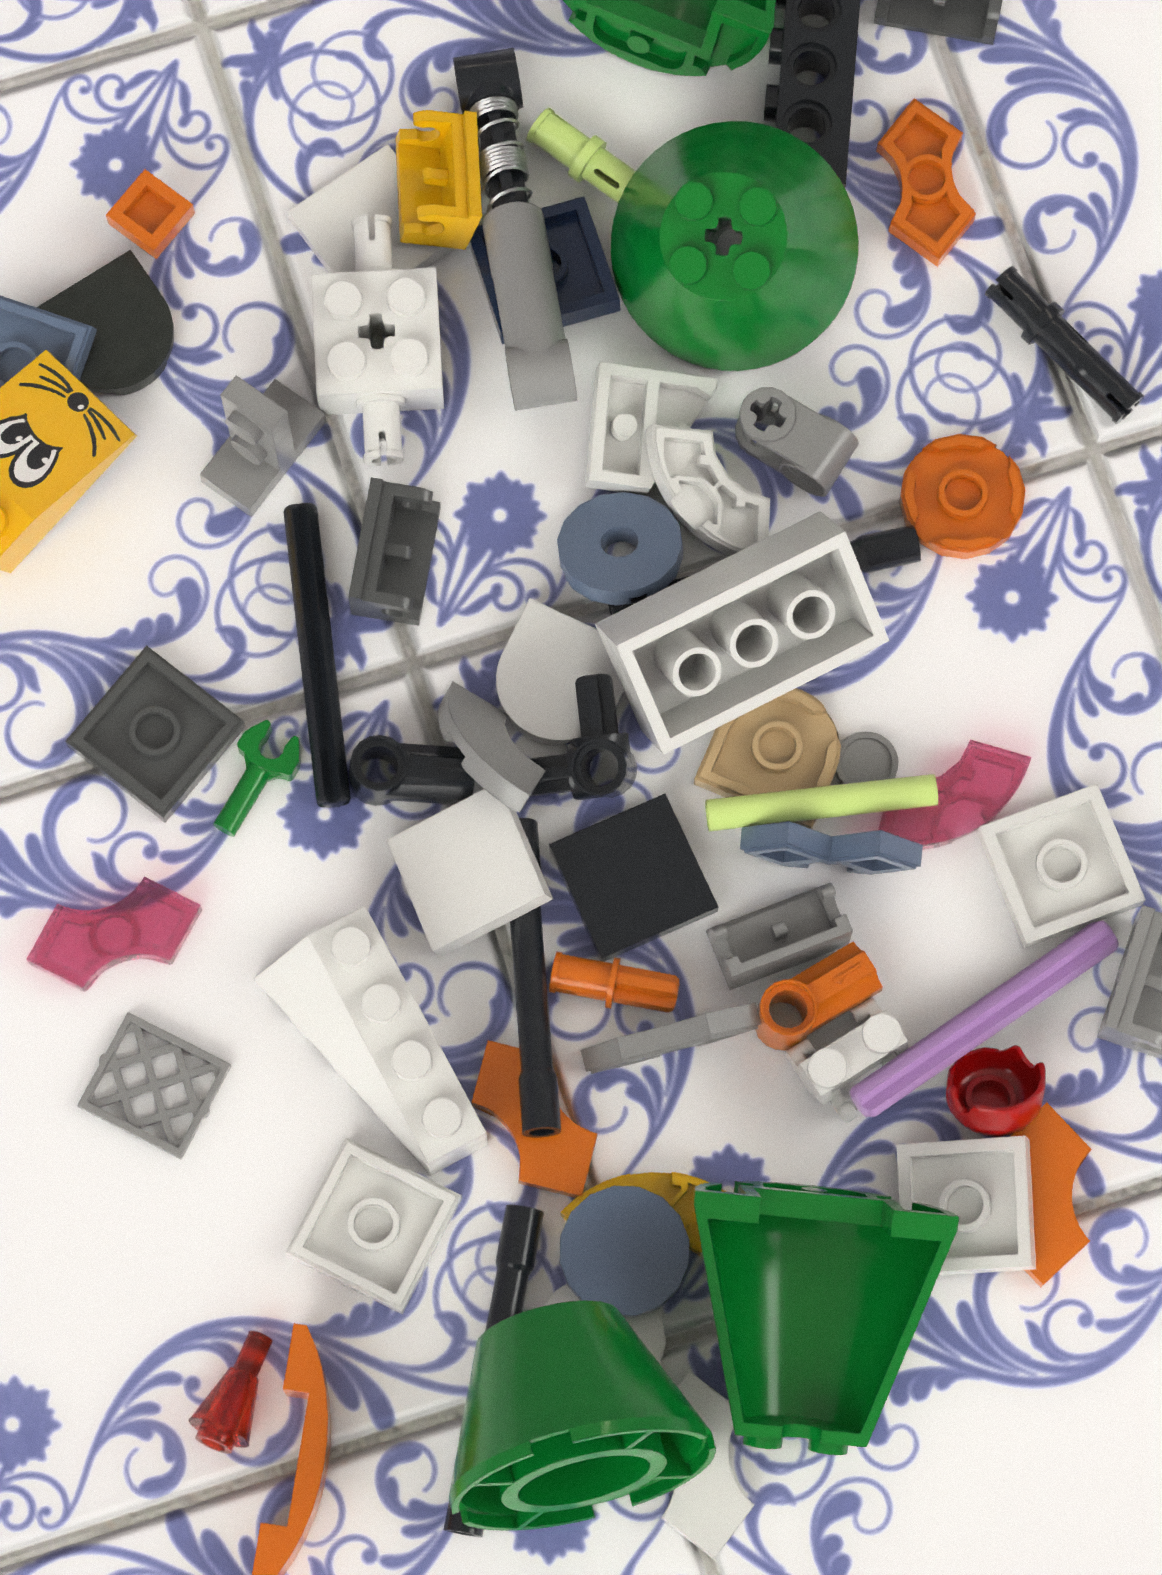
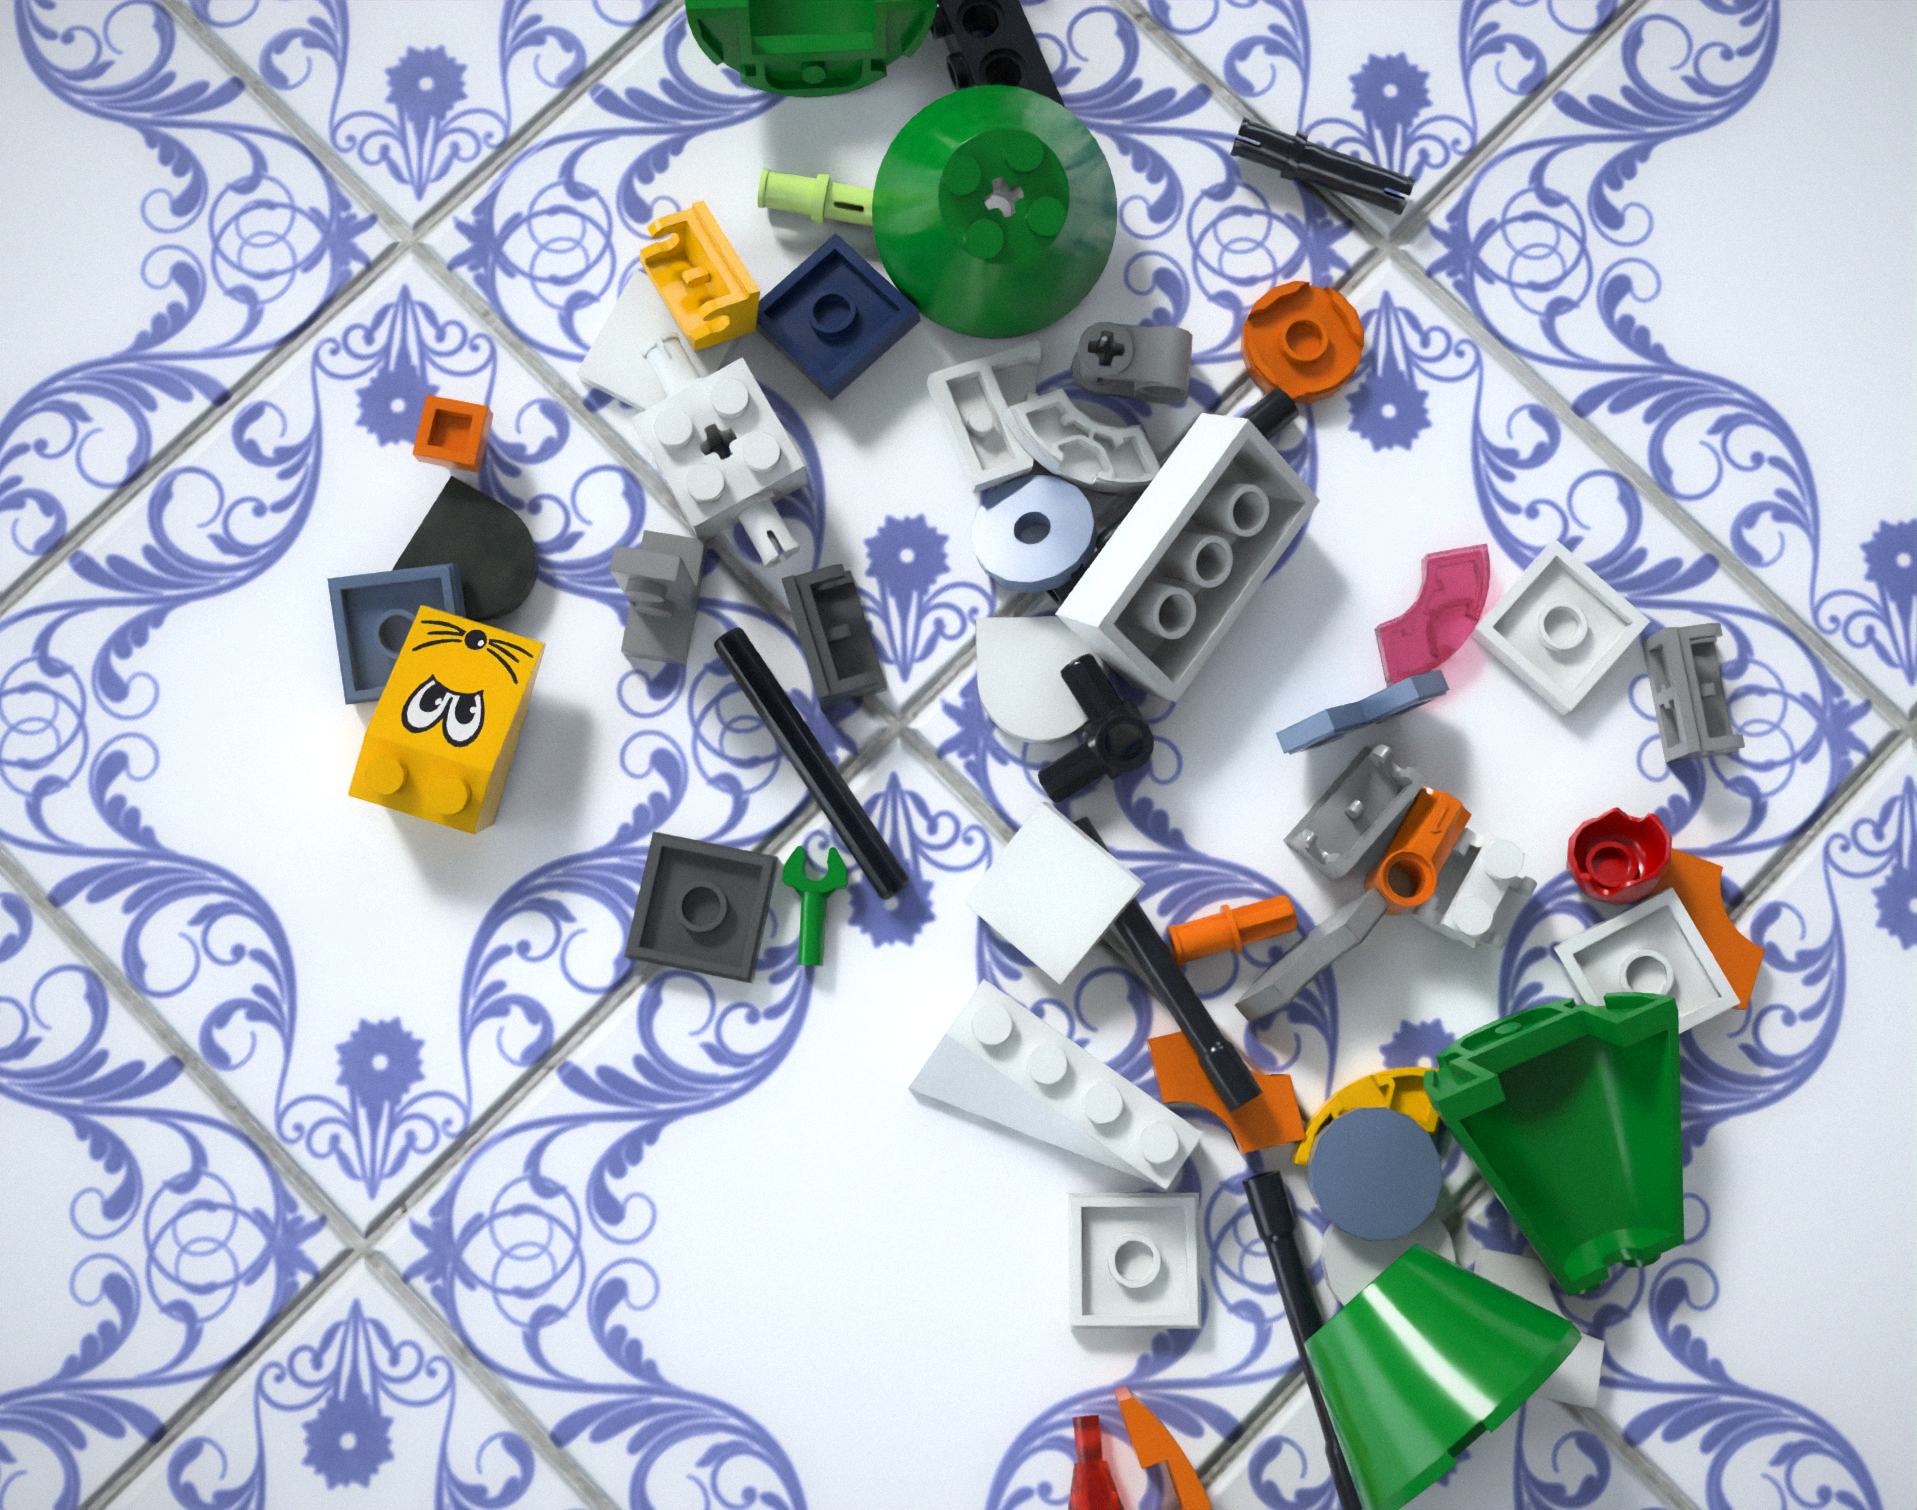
camera: 30 degrees left, 5 degrees up
(86, 943) = (736, 1136): clear pink tile -> none
(199, 1108) = (817, 1231): light grey window -> none
(421, 774) = (961, 825): black piece -> none
(487, 747) = (1024, 780): light grey tile -> none
(516, 236) = (876, 393): light grey piece -> none
(633, 878) = (1197, 824): black tile -> none
(773, 749) = (1268, 657): tan tile -> none
(822, 802) = (1332, 675): yellowish green piece -> none
(866, 758) = (1343, 619): light grey piece -> none
(930, 207) = (1140, 99): orange tile -> none
(983, 1019) = (1573, 800): lavender axle -> none

